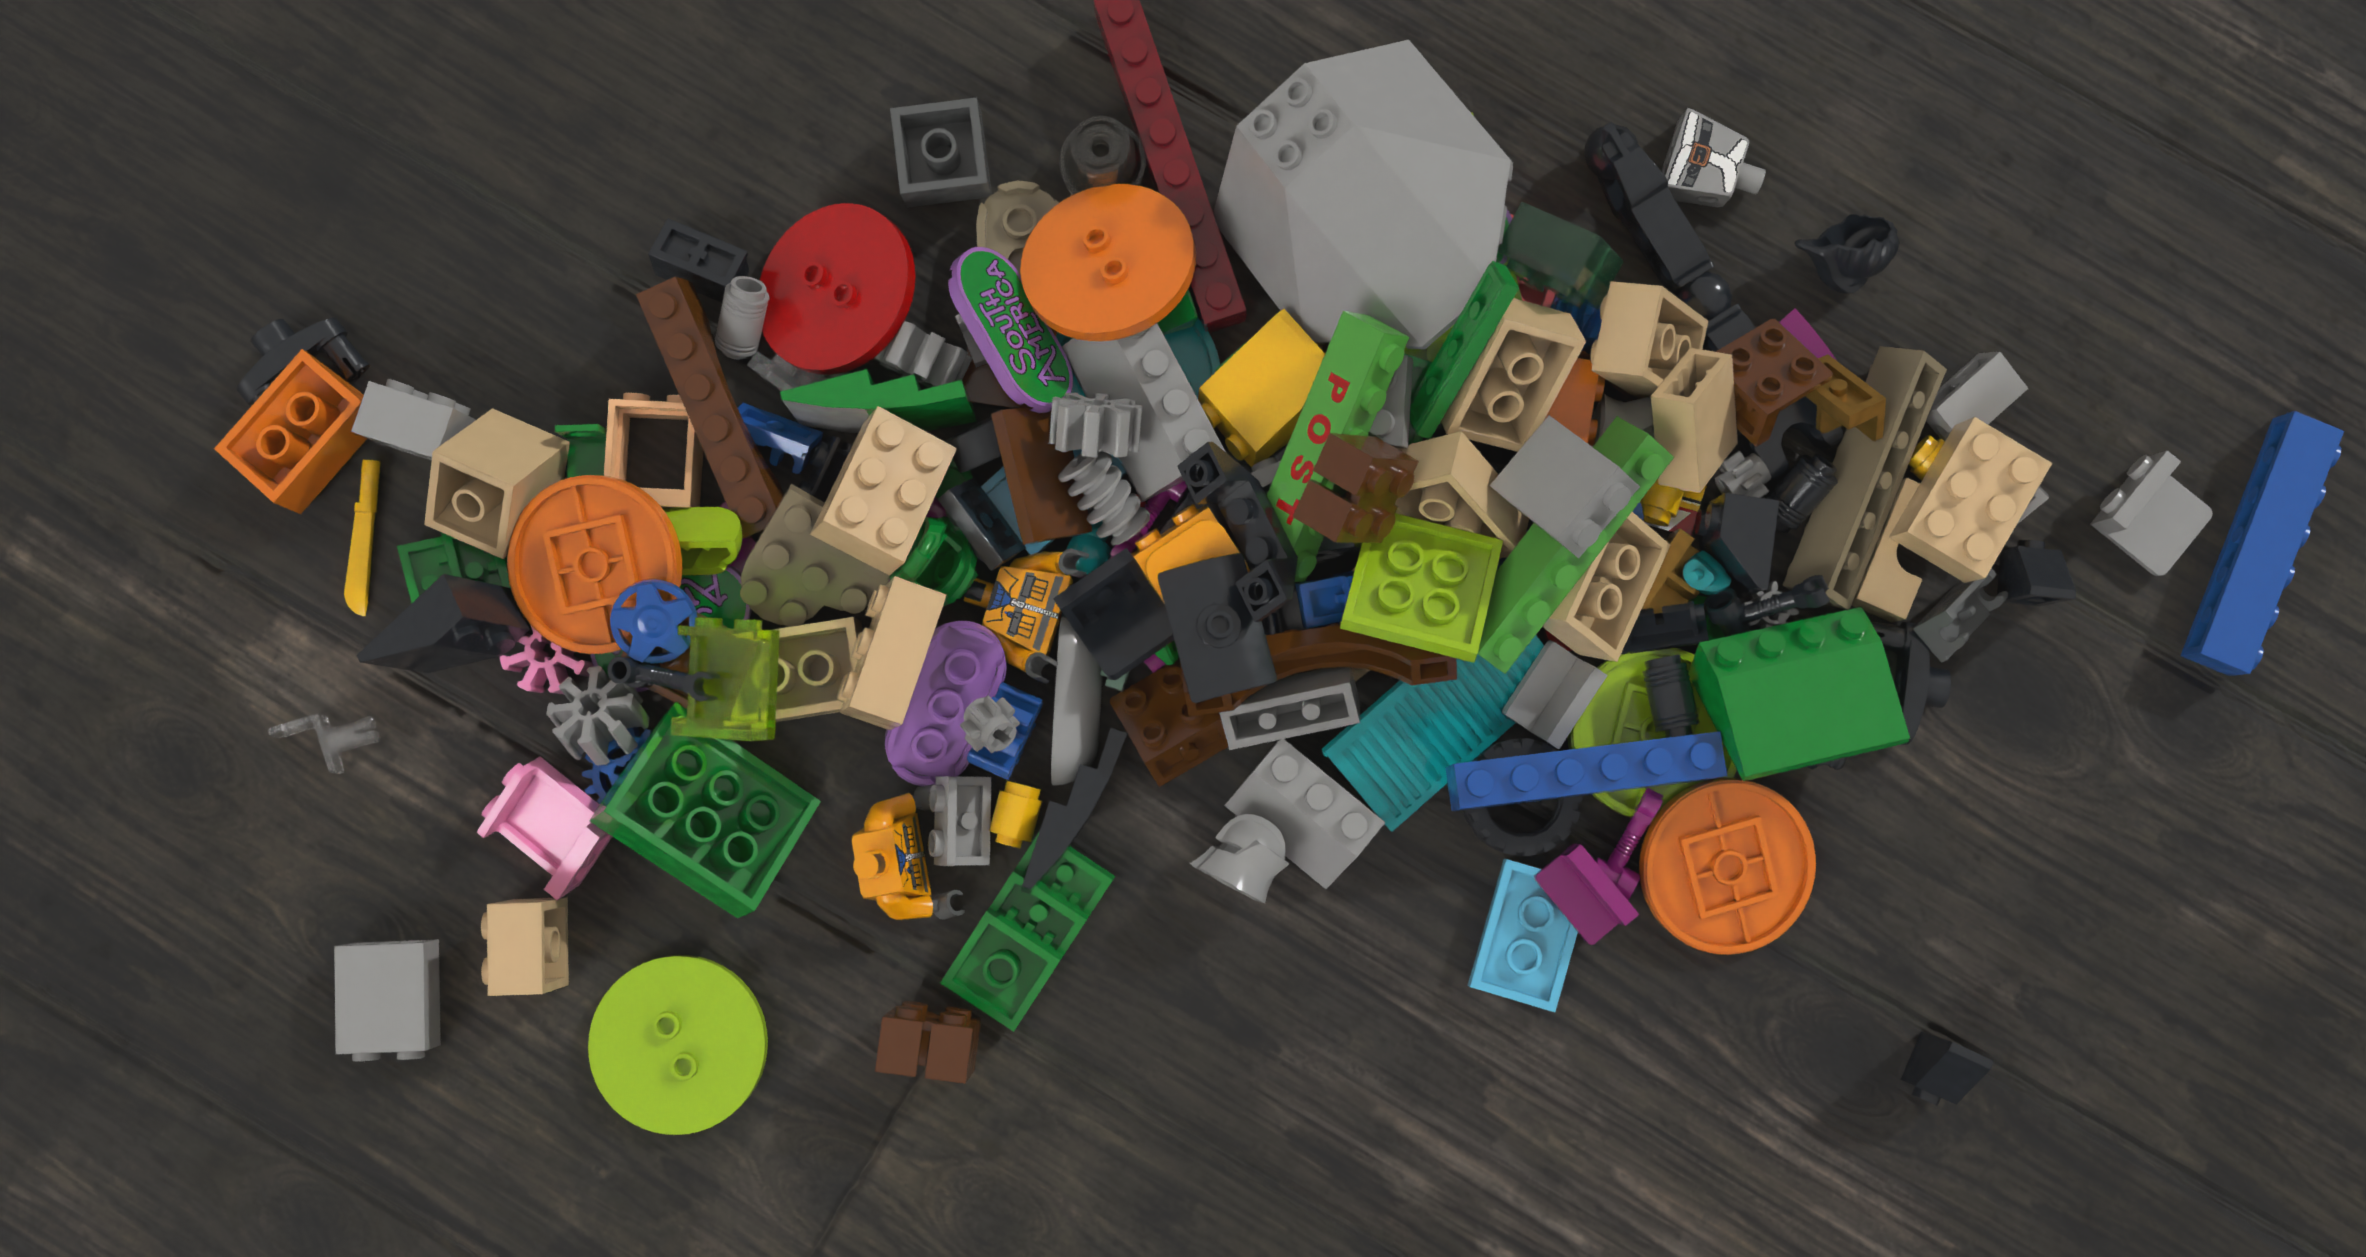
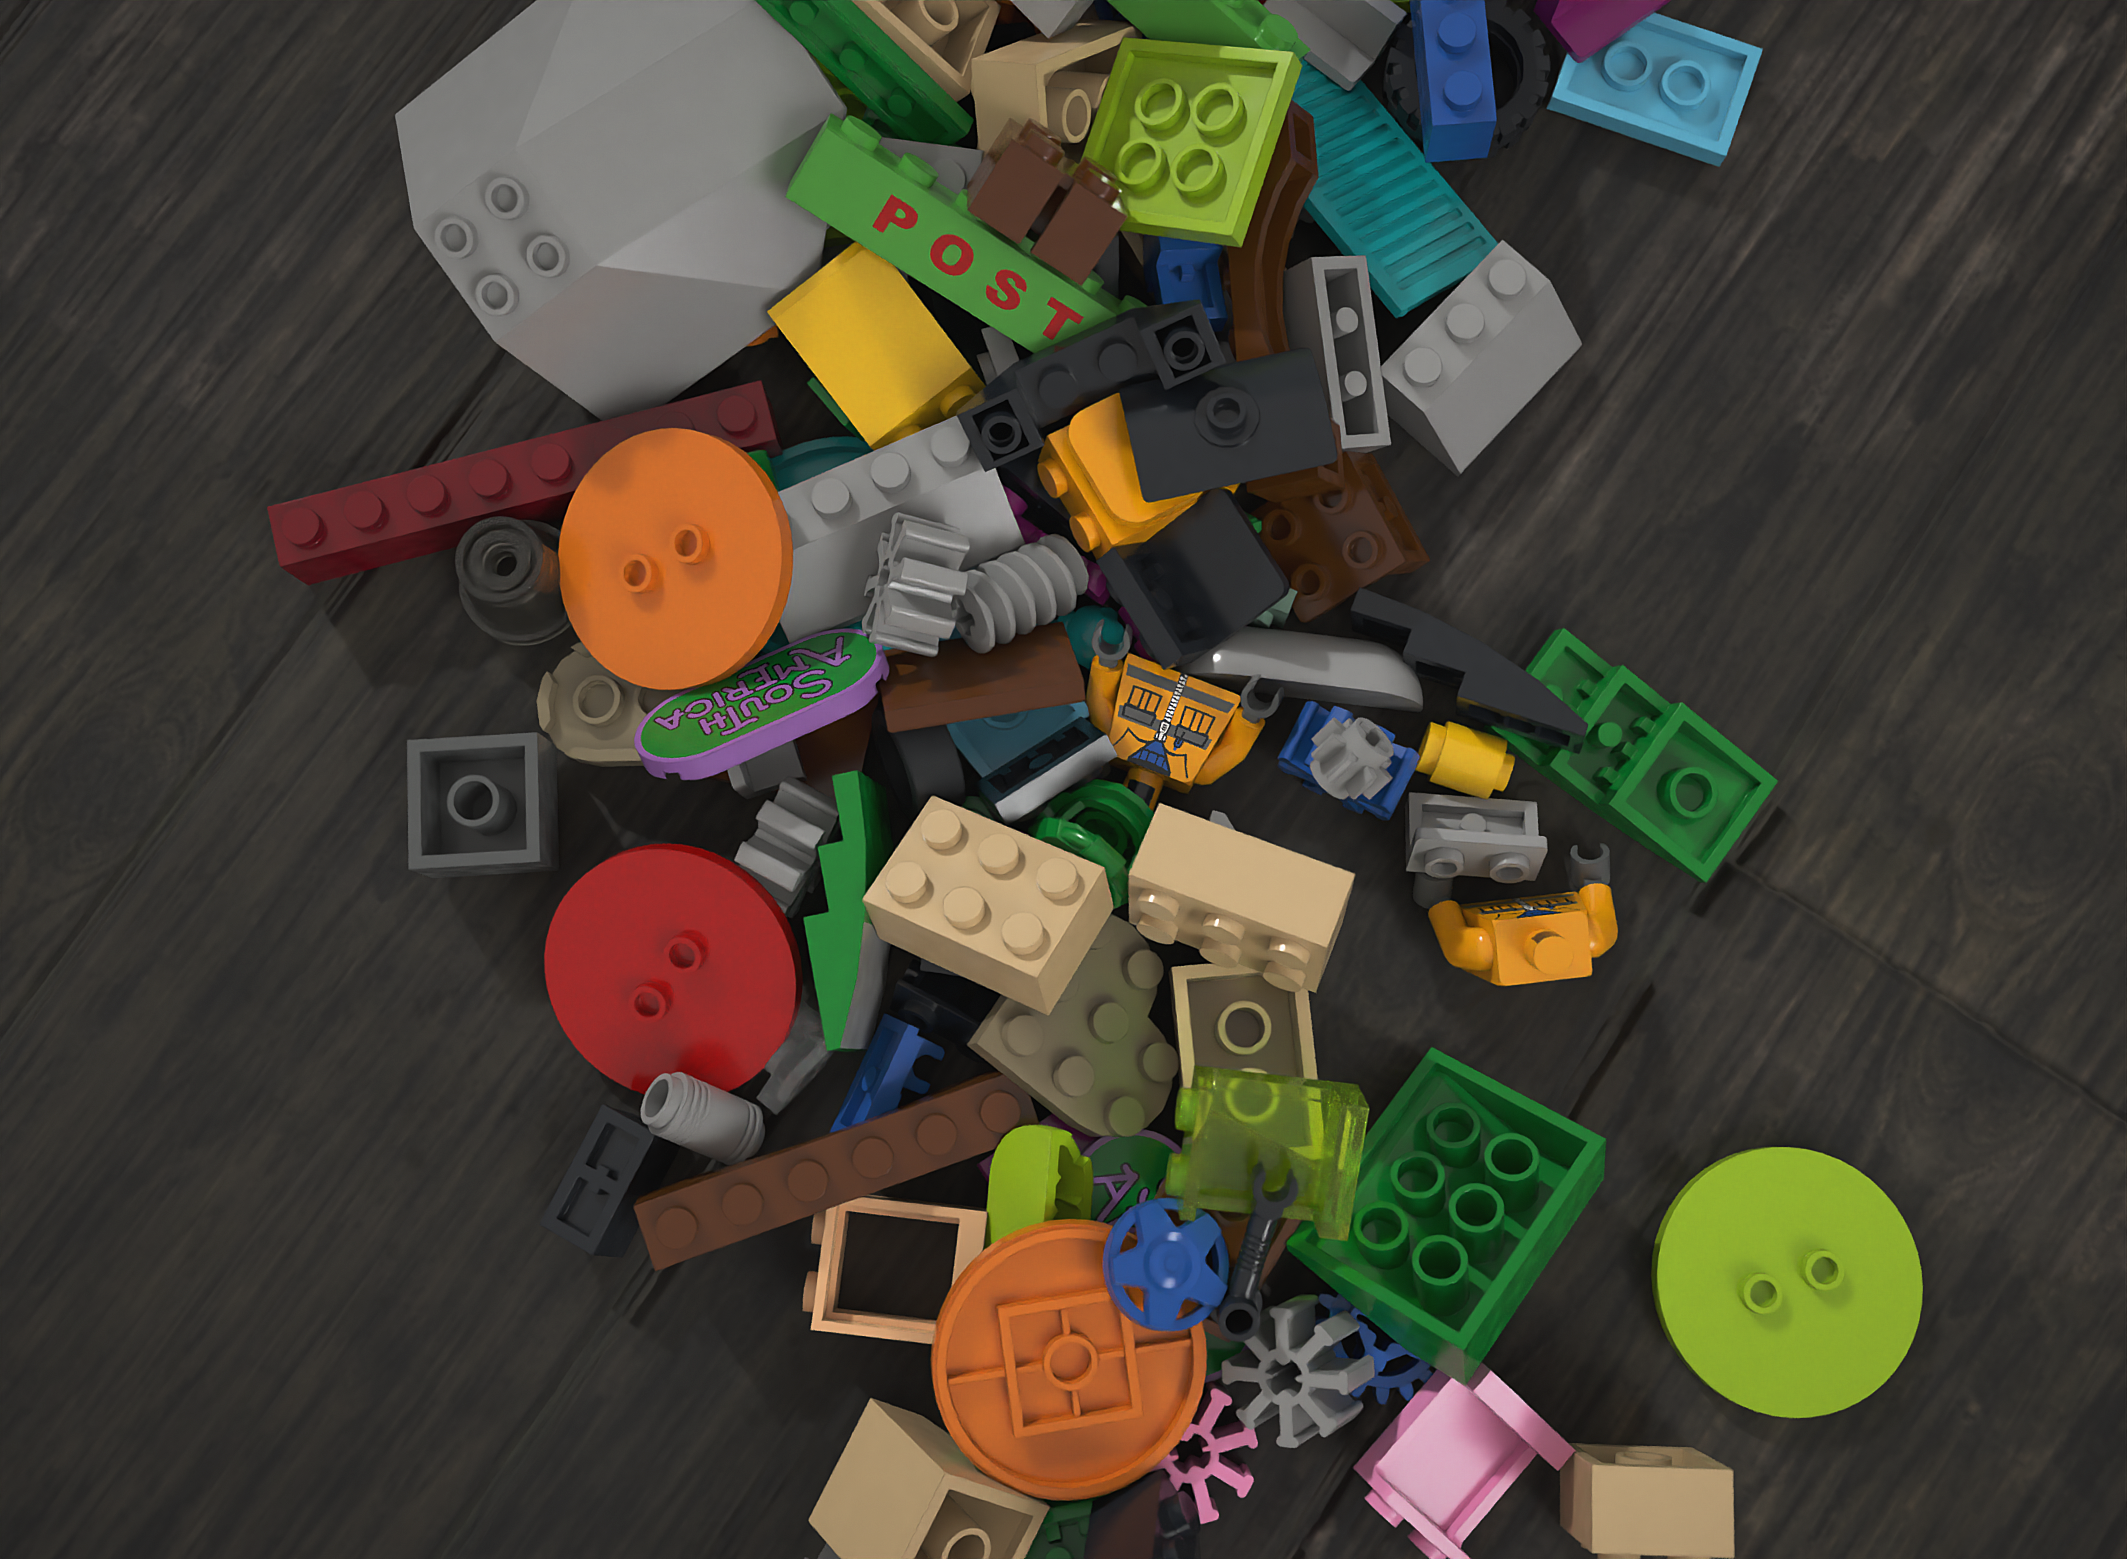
camera: 85 degrees left, 5 degrees down
(586, 448) = (890, 1373): green bracket -> none
(919, 1037) = (1785, 908): reddish brown piece -> none
(959, 667) = (1288, 809): medium lavender tile -> none
(1248, 857) = (1542, 433): light grey helmet -> none

